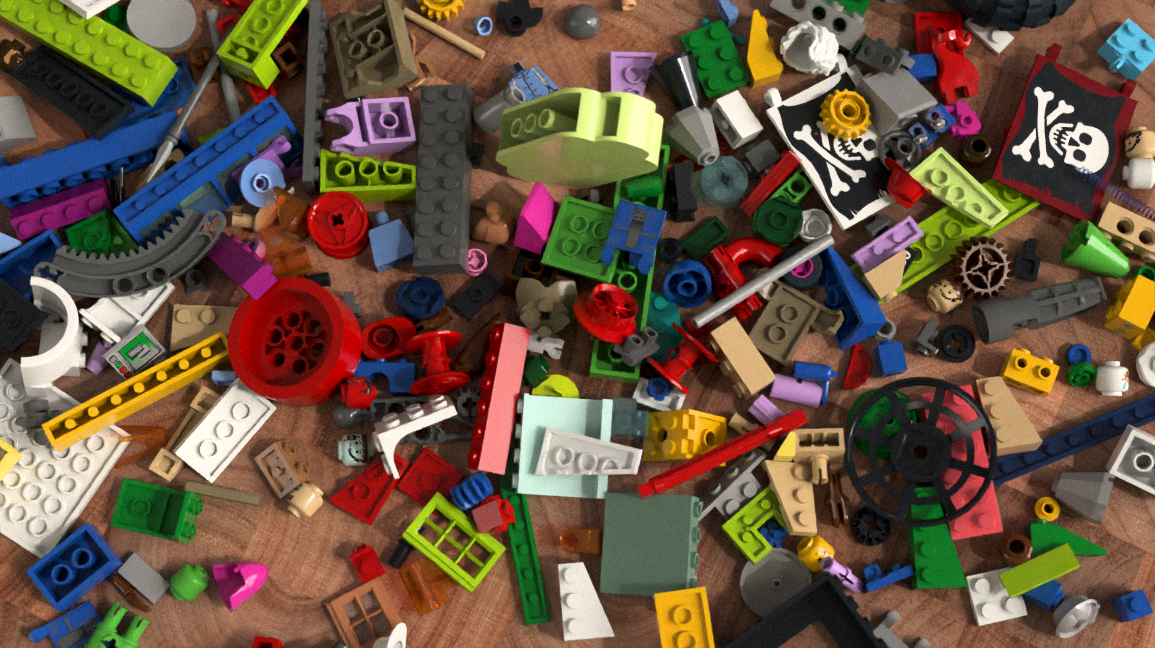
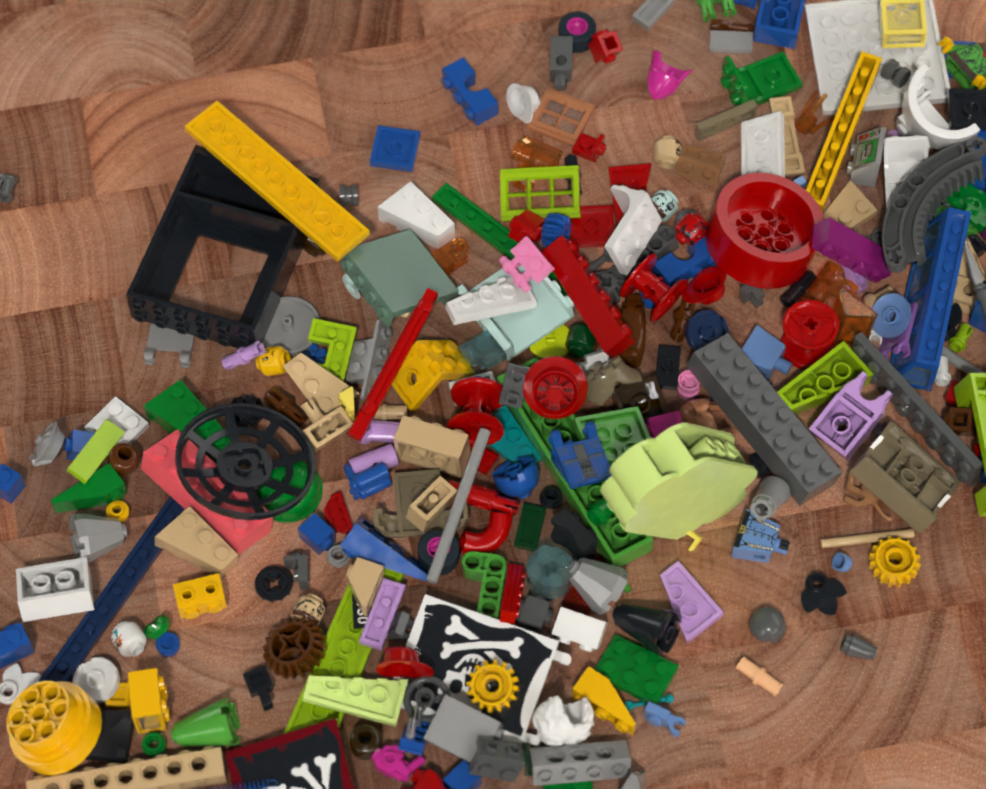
camera: 145 degrees right, 15 degrees down
(188, 582) = (698, 55): bright green head -> none
(523, 465) = (533, 261): none -> bright pink plate
(778, 220) = (482, 566): dark green tile -> none
(783, 302) = (431, 503): none -> tan slope
(815, 225) = (453, 588): white hair -> none
(875, 579) = (212, 374): blue hinge -> none
(1041, 307) = (226, 646): dark grey piece -> none

